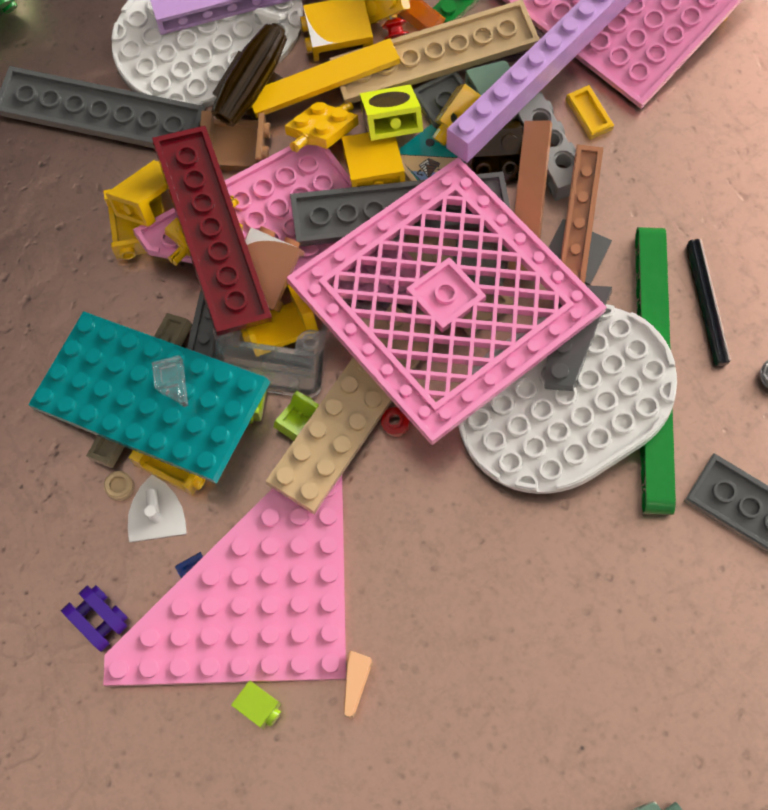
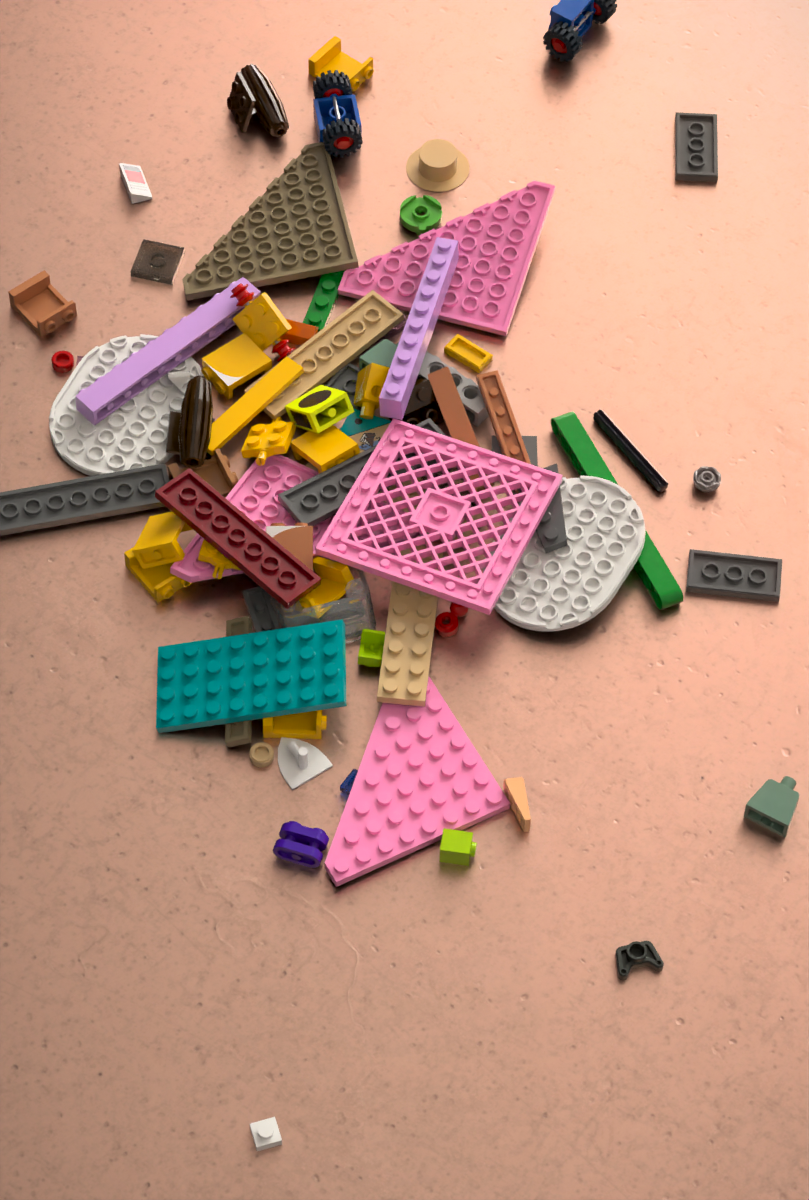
camera: 30 degrees left, 15 degrees down
(170, 379) = (269, 652): clear tile -> none

